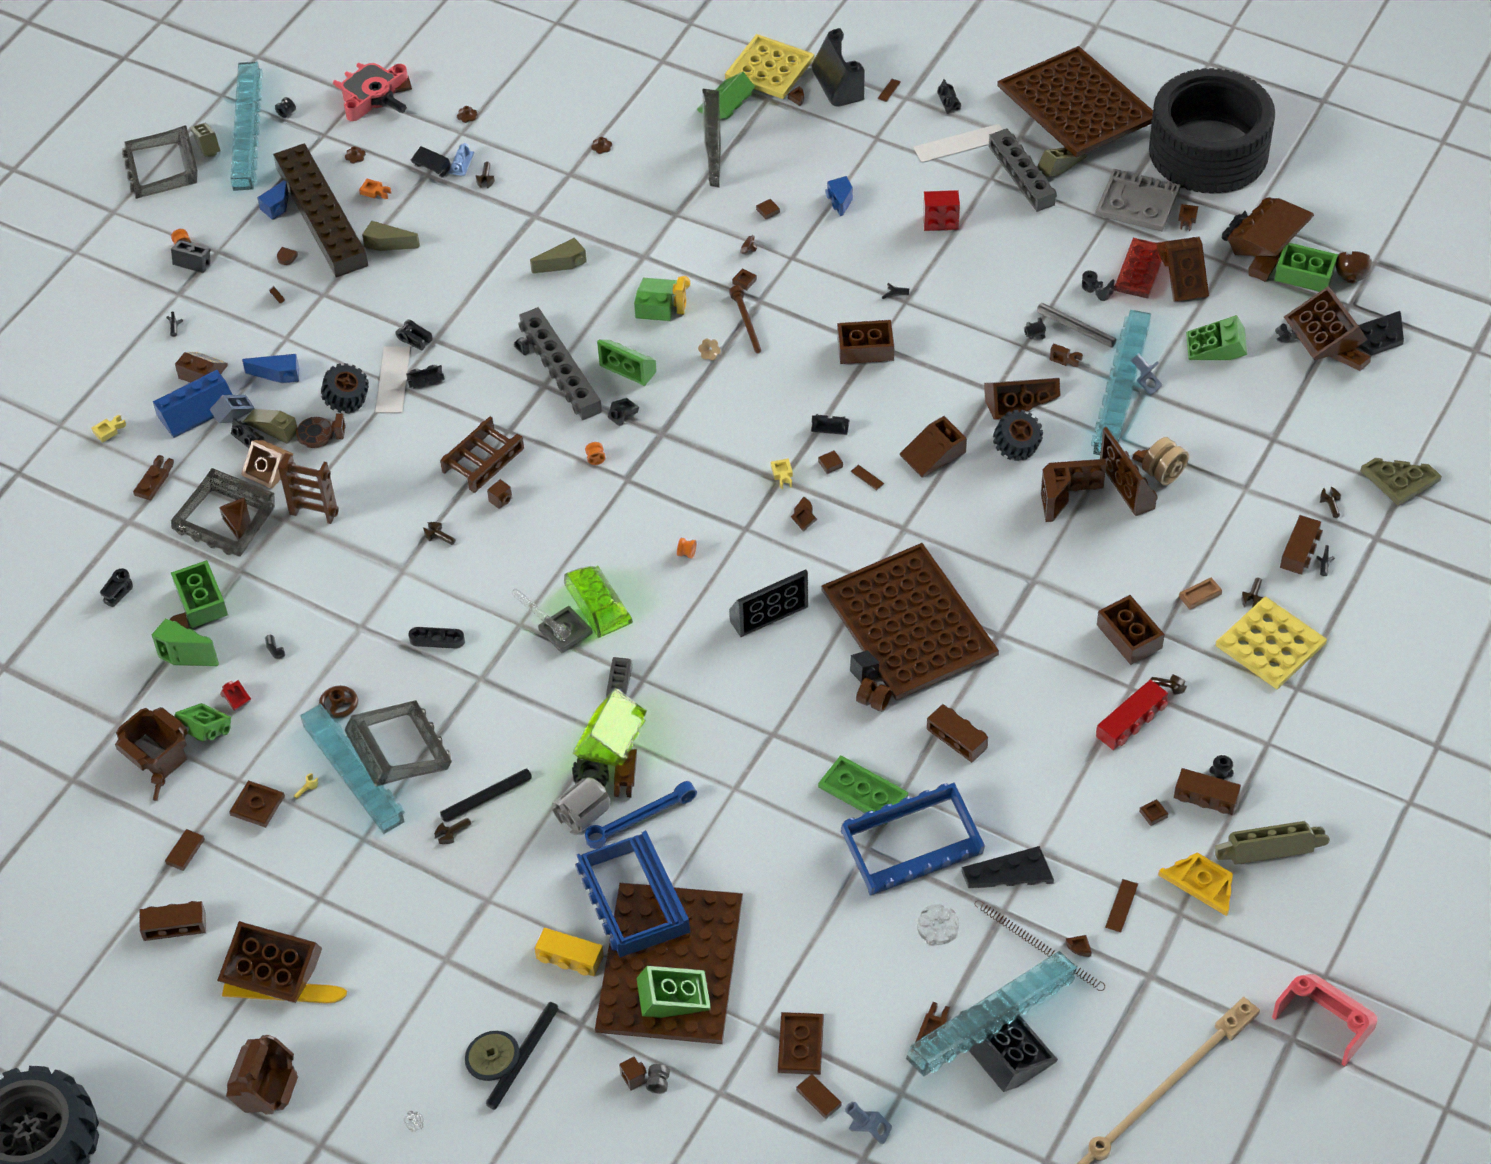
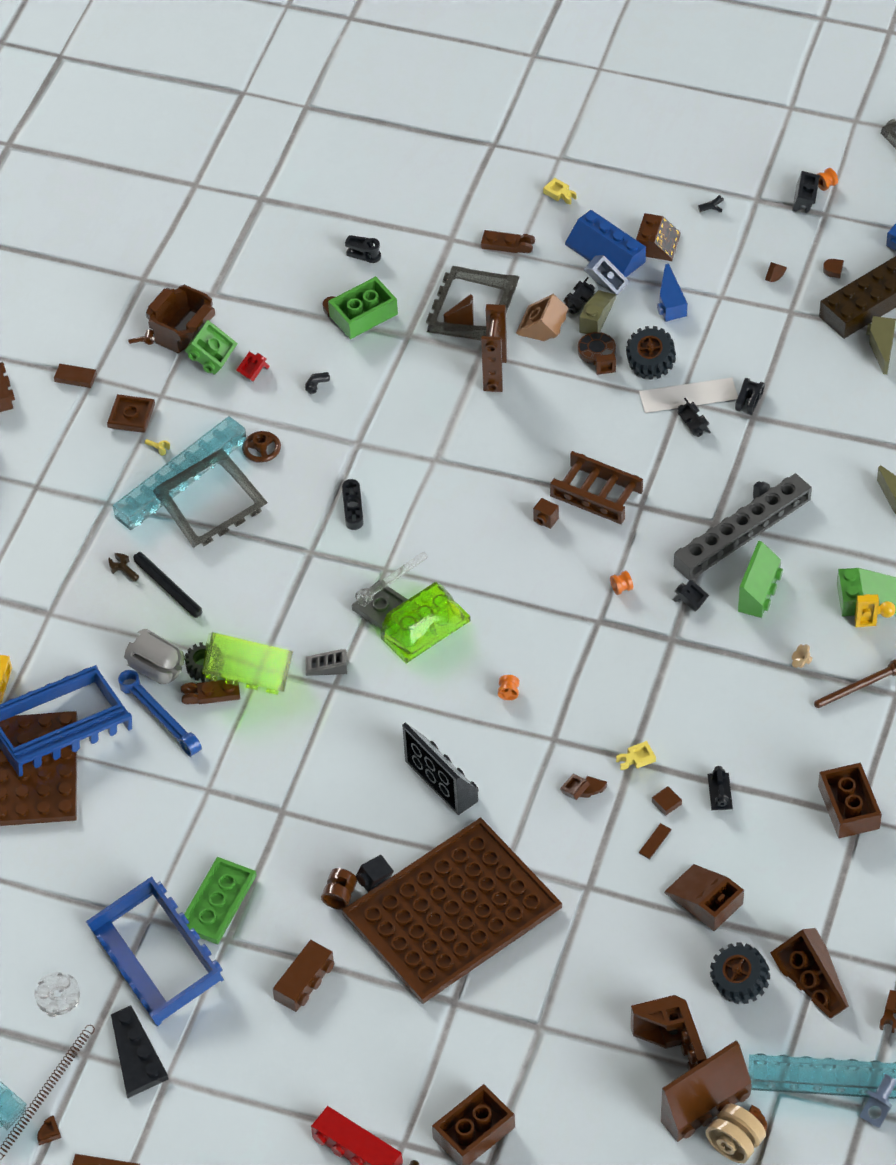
camera: 80 degrees right, 0 degrees up
(183, 645) = (298, 307): bright green slope -> none
(437, 533) = (486, 476): dark brown bar -> none

